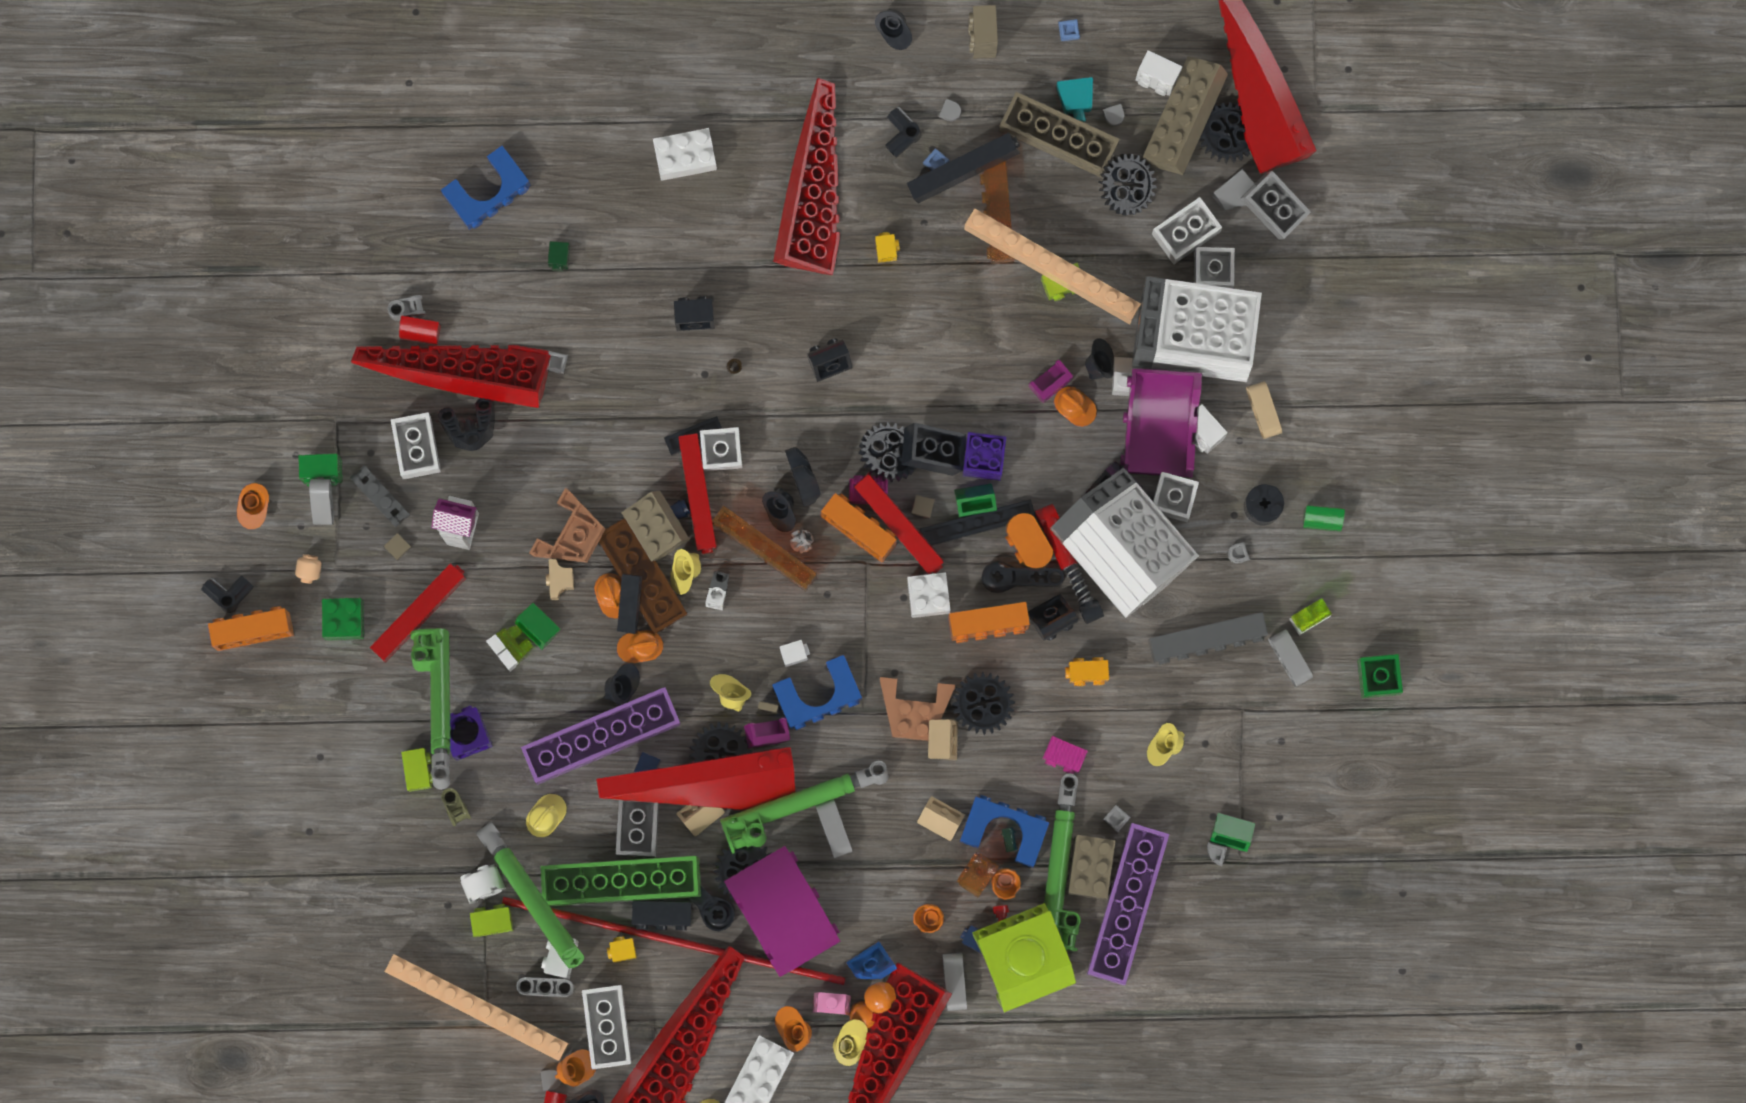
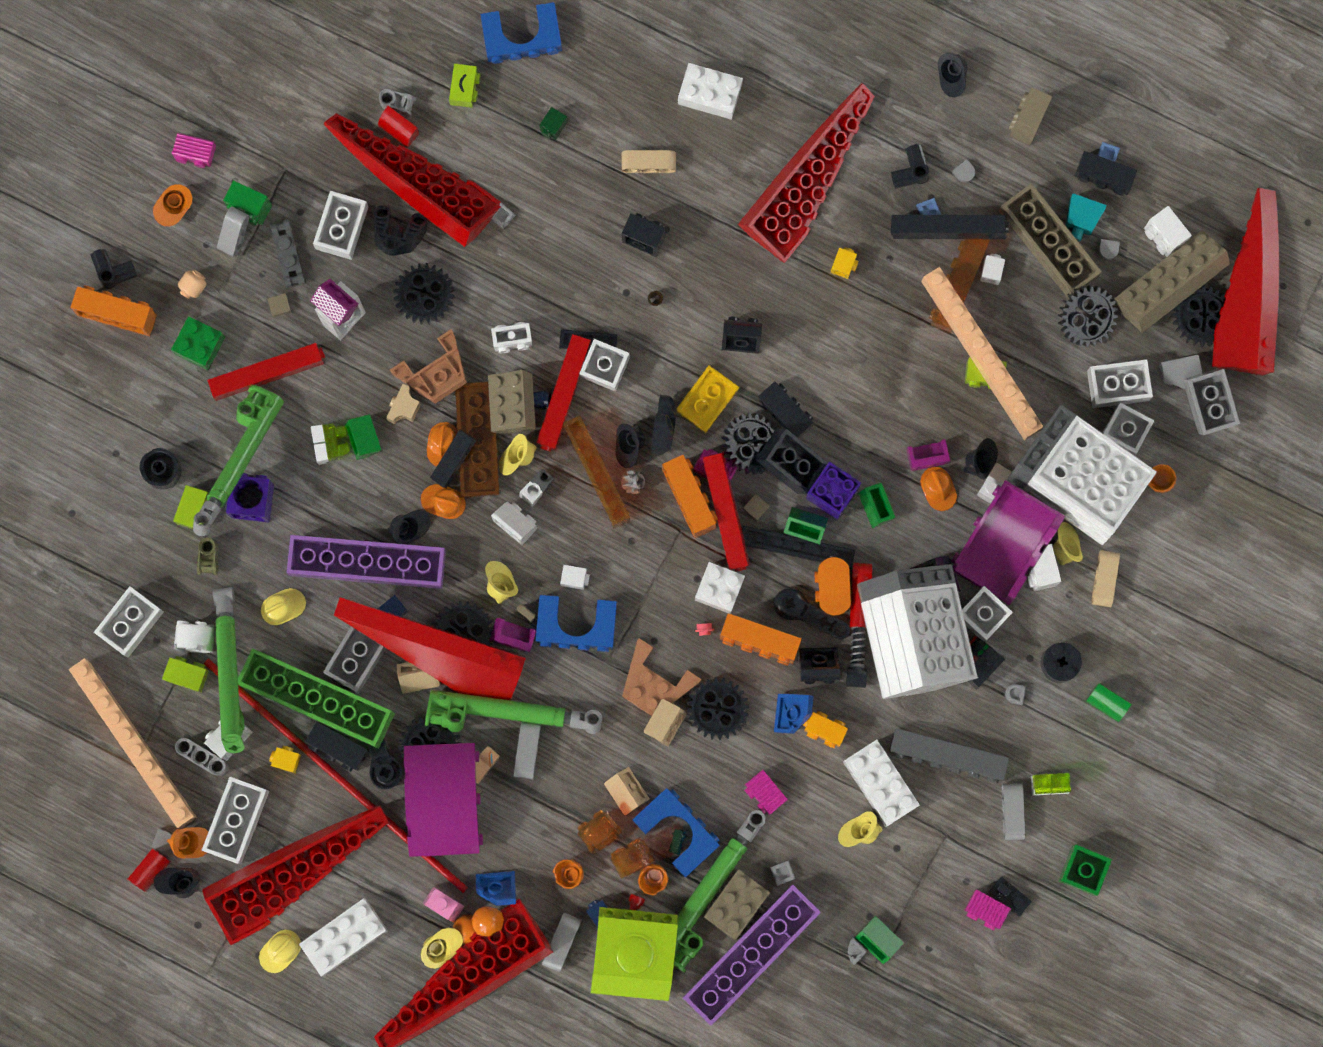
camera: 30 degrees right, 0 degrees up
(244, 446) = (193, 150): none -> dark pink brick
(360, 744) = (156, 459): none -> black brick
(415, 901) = (128, 622): none -> white brick
(459, 263) = (463, 85): none -> lime brick
(522, 451) = (417, 309): none -> black gear
(624, 467) = (511, 337): none -> white brick
(663, 246) = (648, 161): none -> tan beam
(714, 631) = (514, 522): none -> white slope
(792, 1028) = (397, 908): orange piece -> none
(803, 855) = (487, 760): none -> light nougat leg
(828, 432) = (707, 399): none -> yellow tile
(903, 406) = (785, 409): none -> black brick
(934, 638) = (704, 629): none -> coral plate
(936, 866) = (599, 831): none -> clear orange brick
(1021, 186) = (992, 269): none -> white brick
(1028, 449) = (876, 505): none -> green brick
(1051, 671) = (792, 712): none -> blue plate
(1076, 49) = (1105, 173): none -> black brick
(1162, 693) = (881, 783): none -> white brick
(1197, 536) = (985, 660): none -> black slope
(1215, 398) = (1067, 545): none -> light yellow piece
(1270, 296) = (1164, 479): none -> orange hair
(1312, 756) = (986, 909): none -> dark pink brick
(1326, 734) = (1010, 896): none -> black hinge

